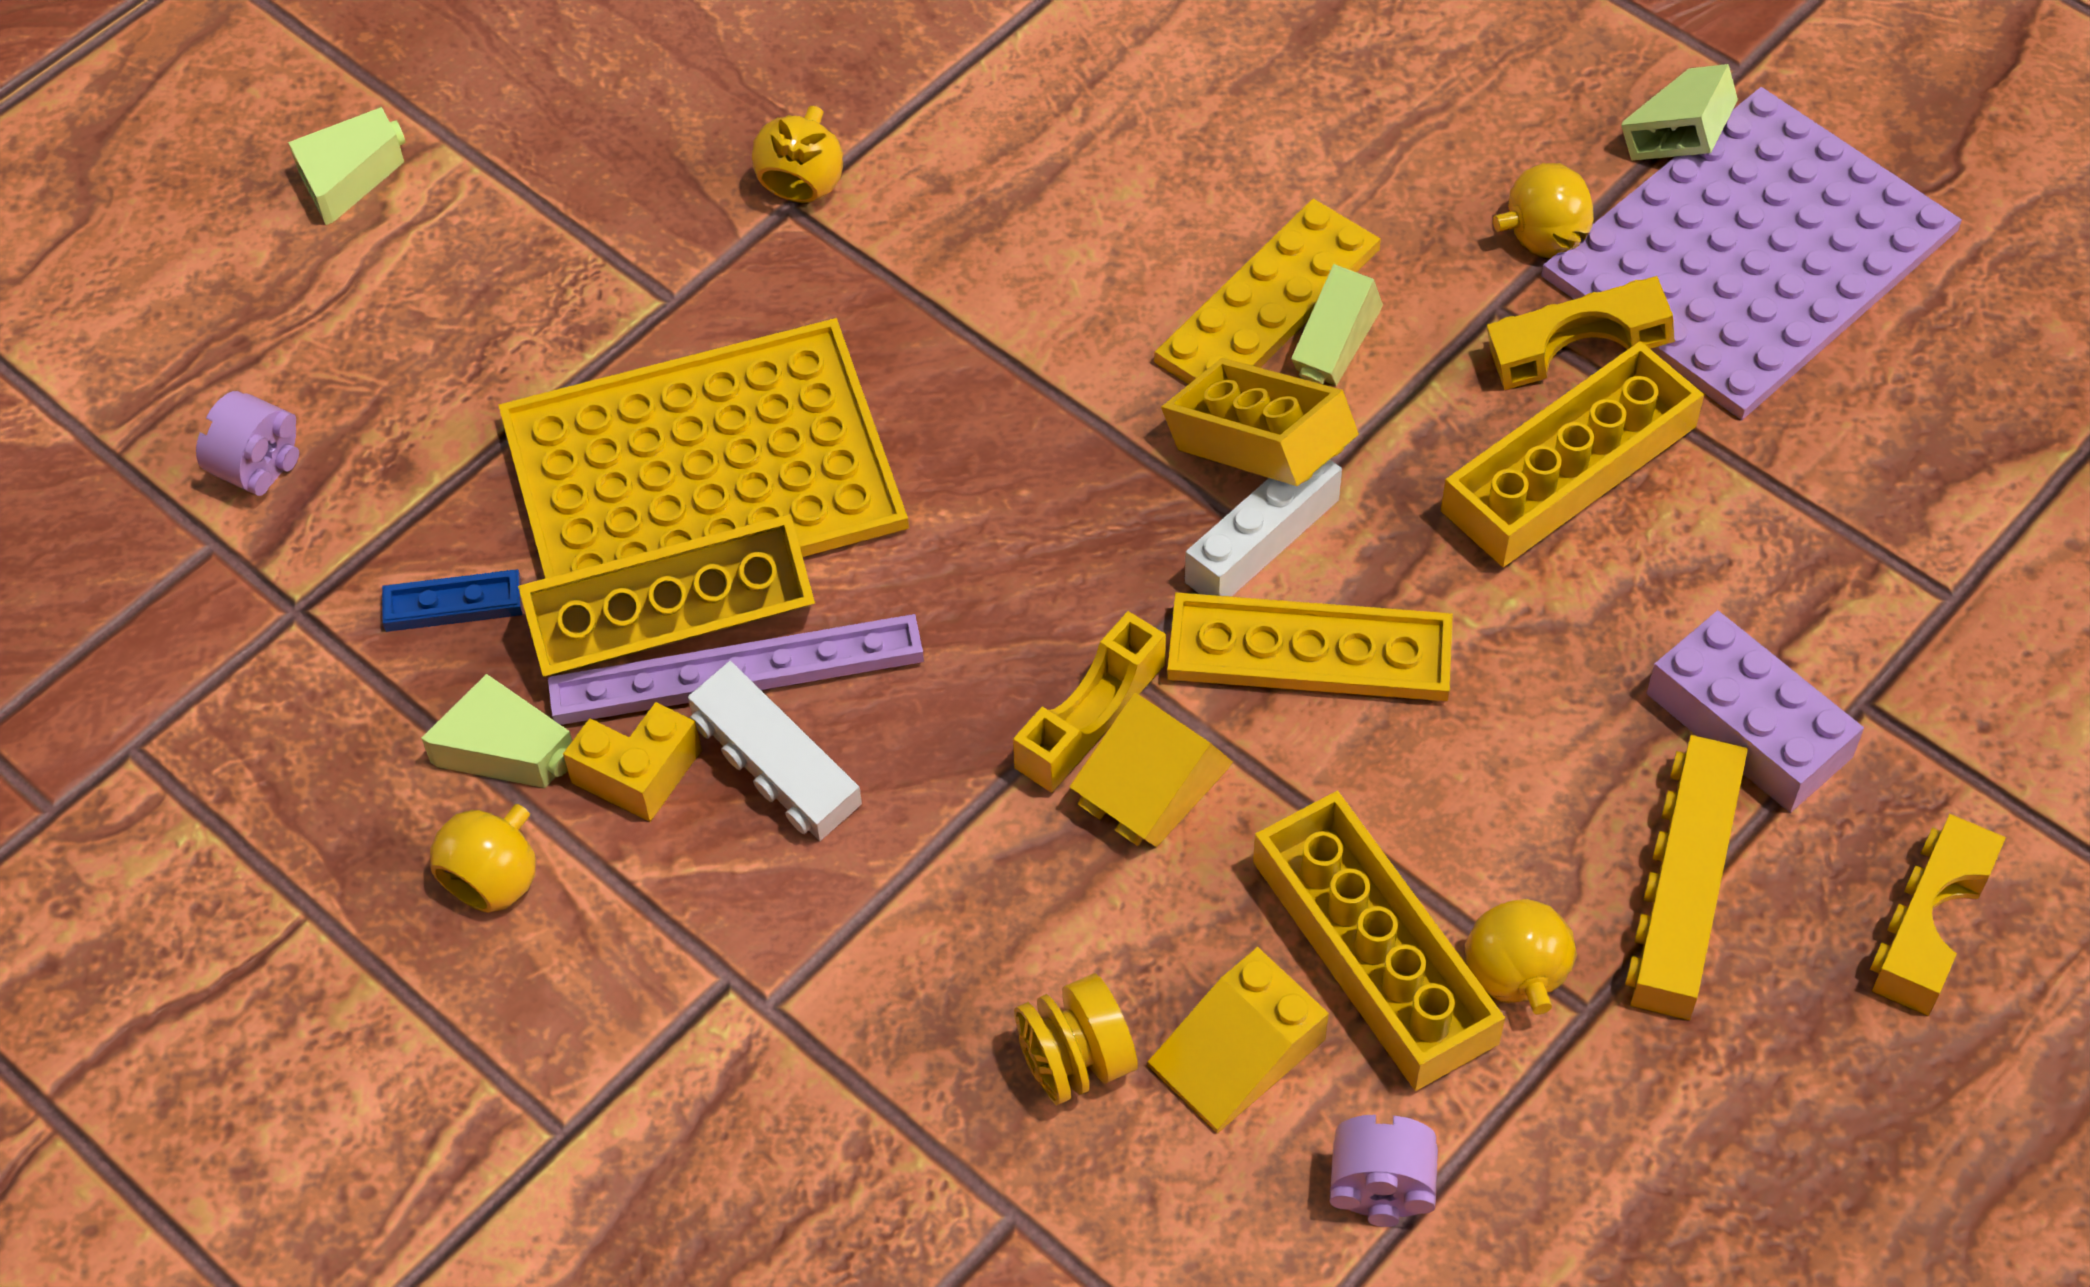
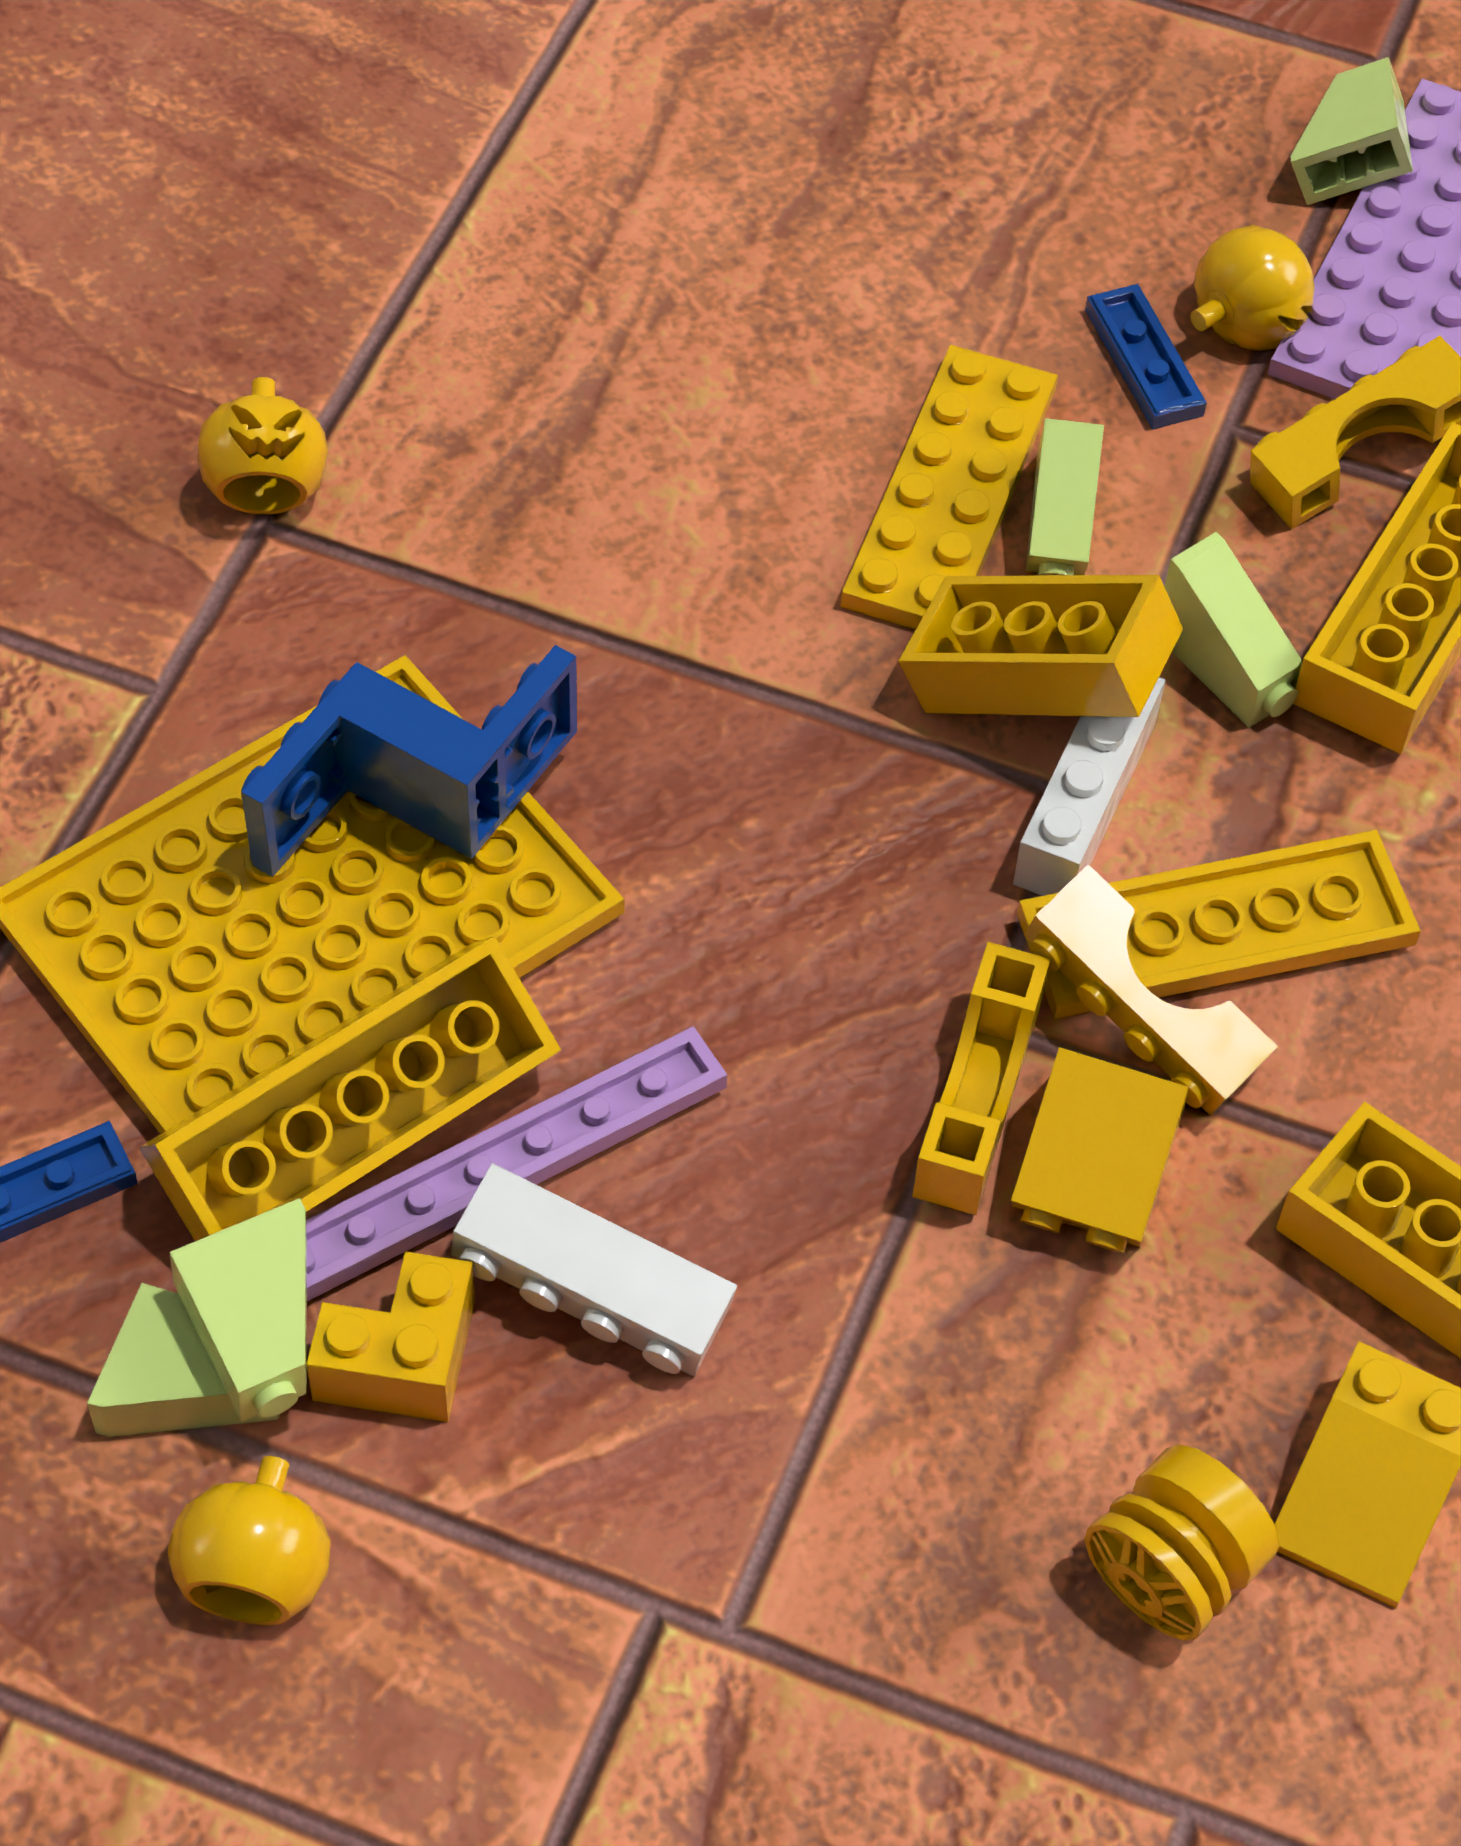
camera: 25 degrees left, 0 degrees up
(543, 705) = (251, 1306): none -> yellowish green slope
(797, 386) = (410, 760): none -> blue bracket
(1254, 726) = (1199, 1048): none -> arch
(1407, 446) = (1230, 633): none -> yellowish green slope
(1454, 241) = (1145, 356): none -> blue tile

